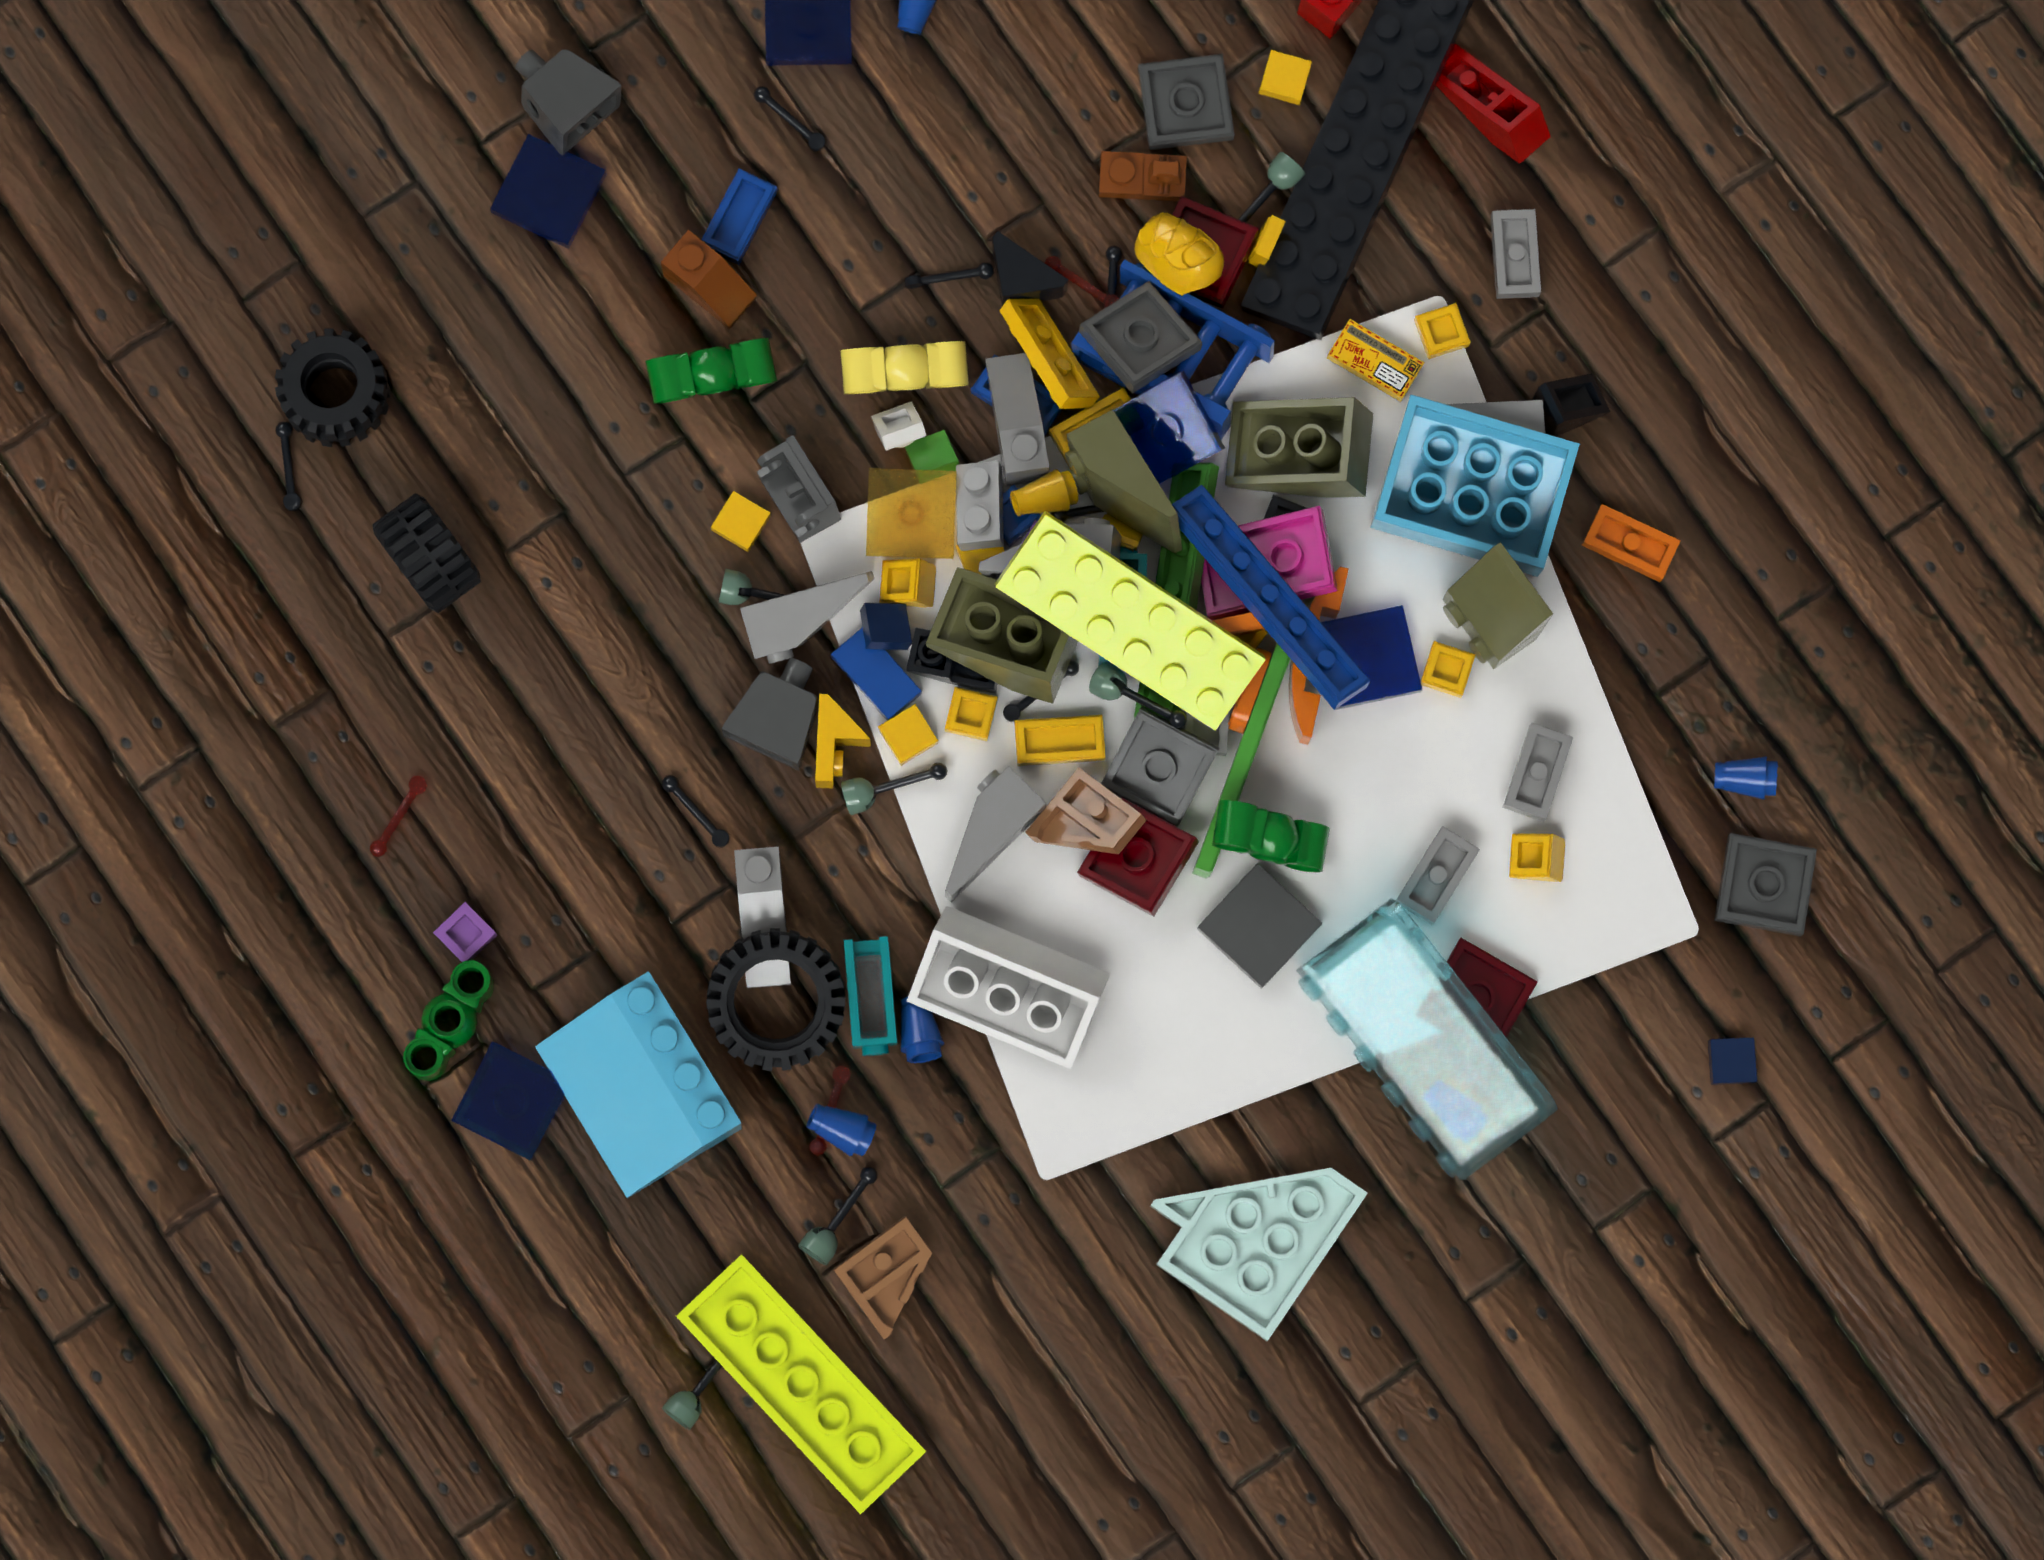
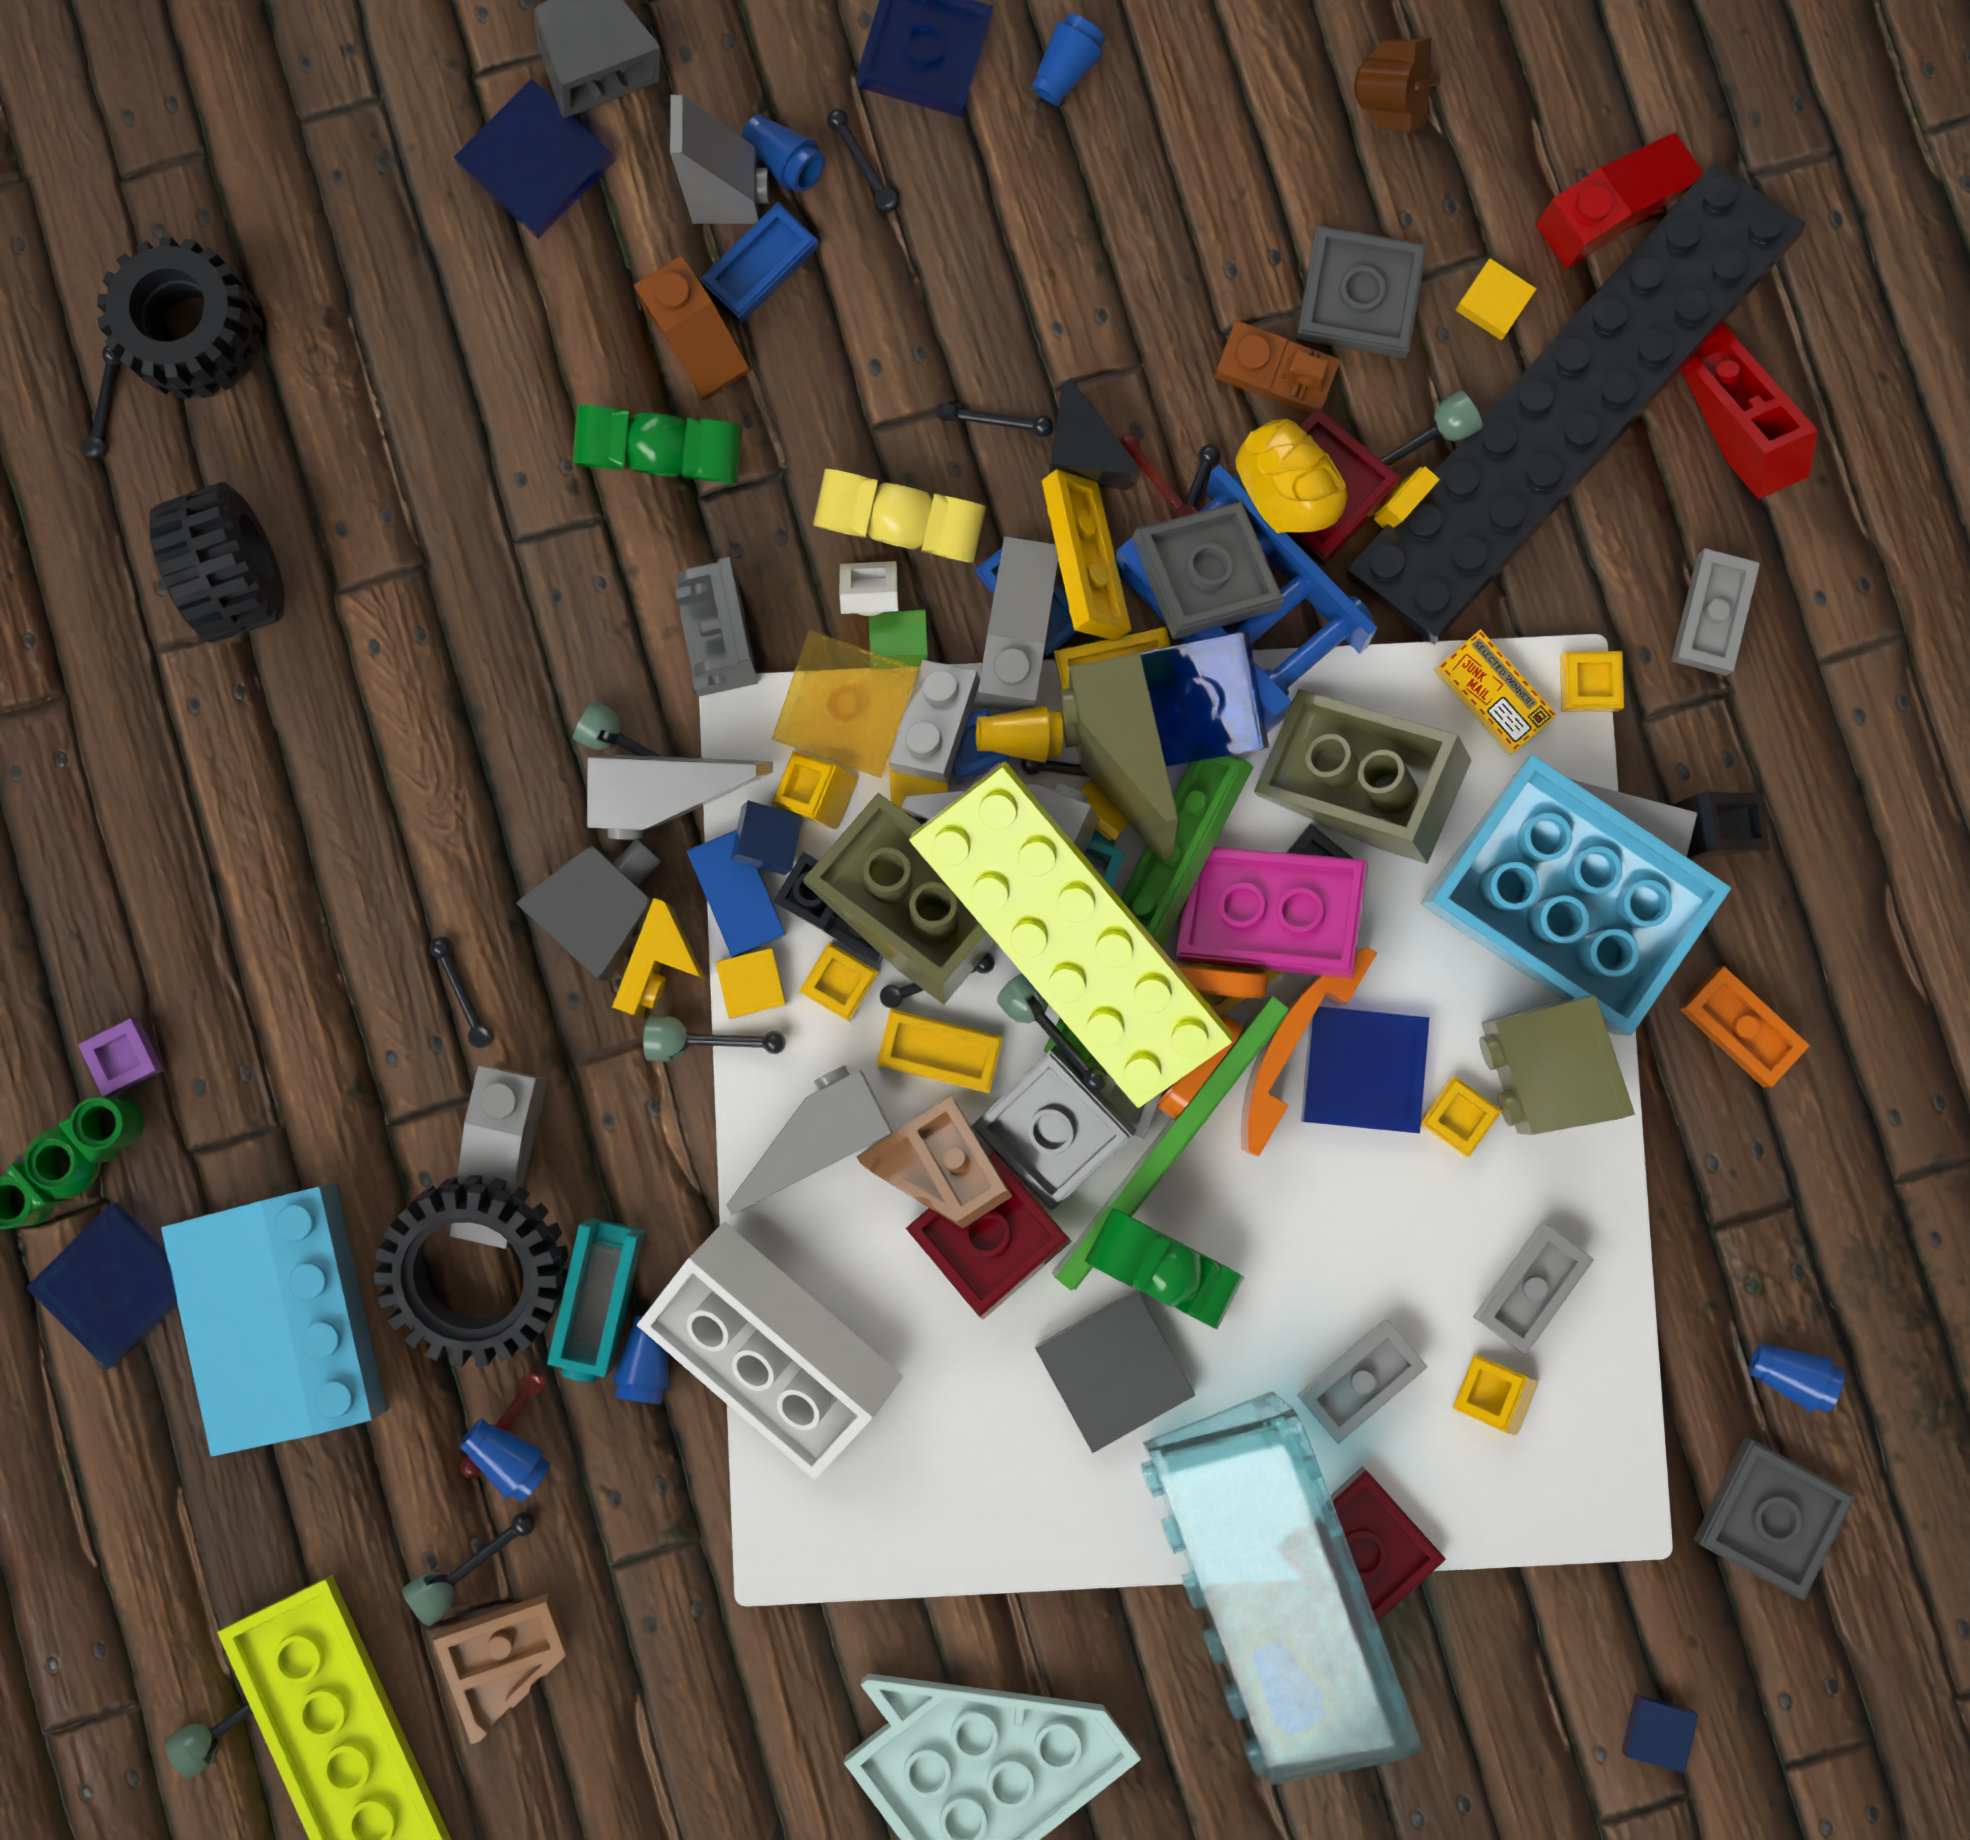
camera: 20 degrees right, 5 degrees up
(417, 786) = (127, 850): clear red hinge -> none
(694, 161) = (715, 167): none -> light grey slope
(732, 131) = (786, 153): none -> blue cone
(740, 521) = (635, 645): yellow tile -> none
(1269, 598) = (1263, 963): blue tile -> none

